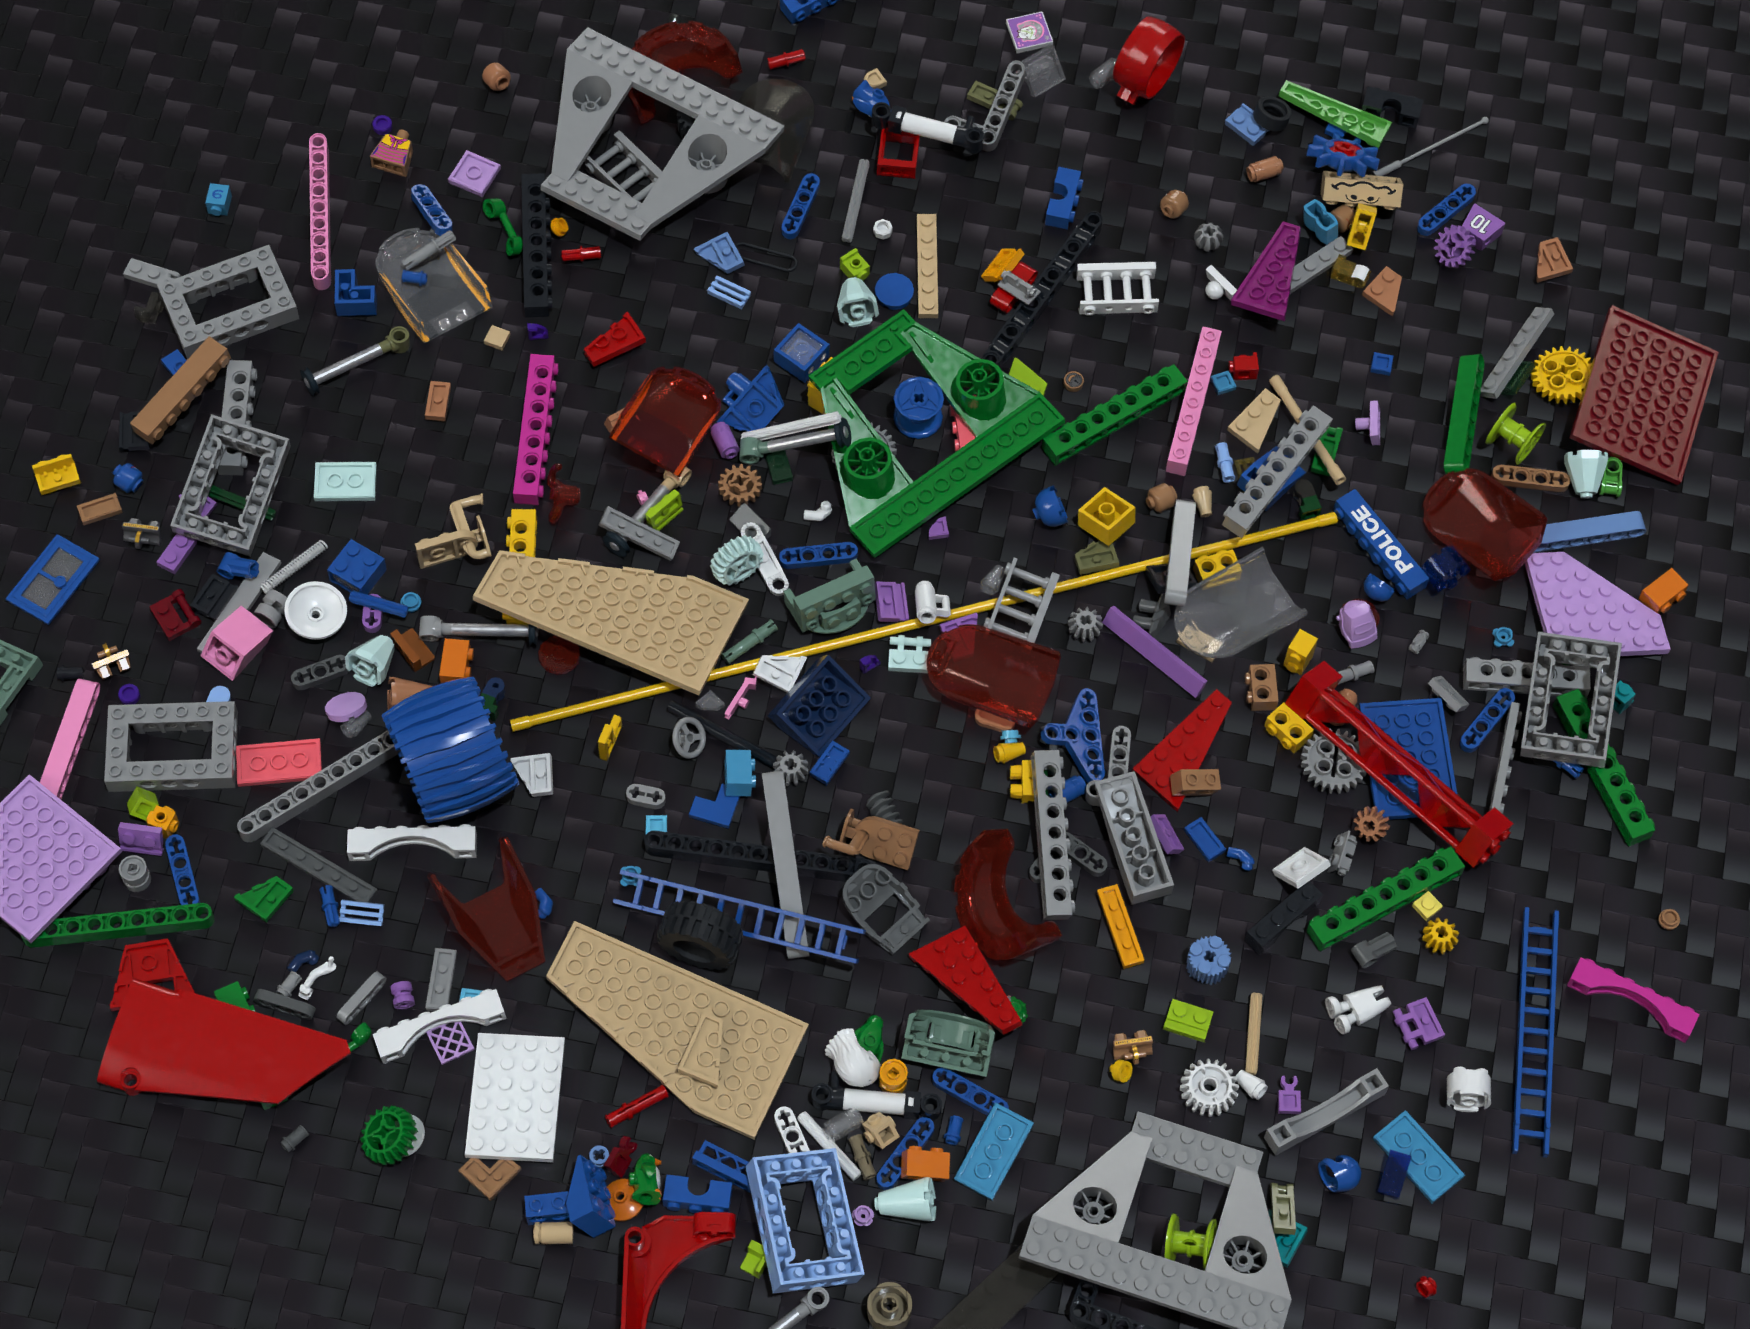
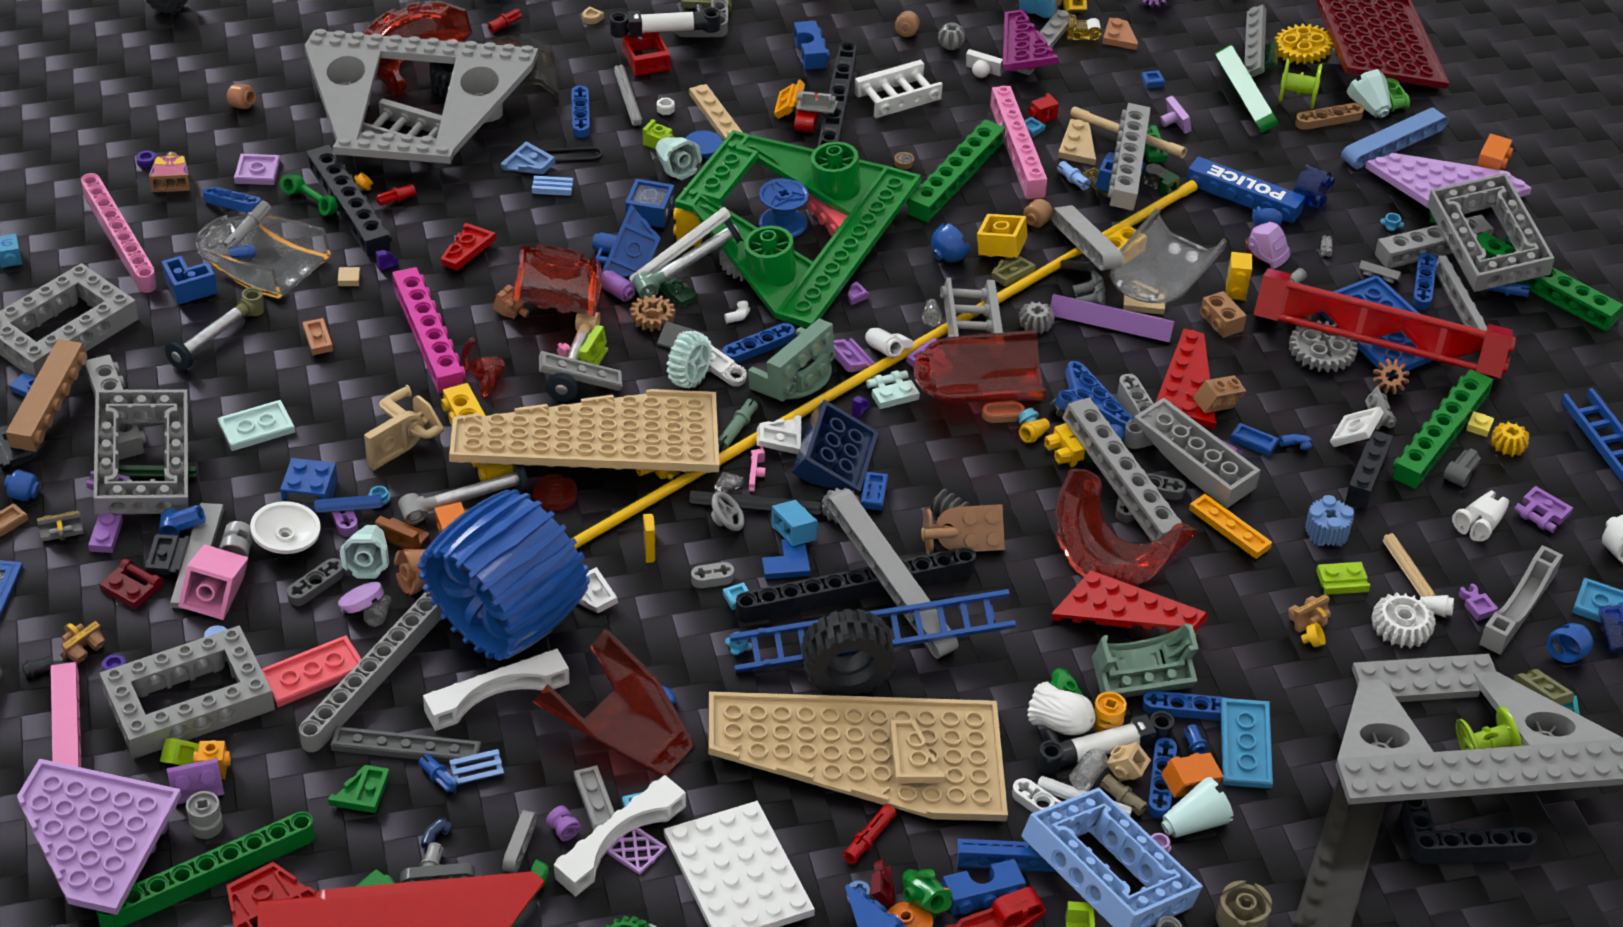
camera: 25 degrees left, 20 degrees down
(181, 873) = (254, 802): blue beam -> none
(292, 569) = (238, 500): white piece -> none
(326, 968) = (461, 834): white piece -> none
(866, 97) = (597, 25): blue animal -> none
(868, 891) = (982, 572): dark grey slope -> none
(1203, 500) = (1073, 199): tan cone -> none
(1293, 725) = (1266, 335): yellow brick -> none
(1483, 522) = (1327, 138): clear red windscreen -> none

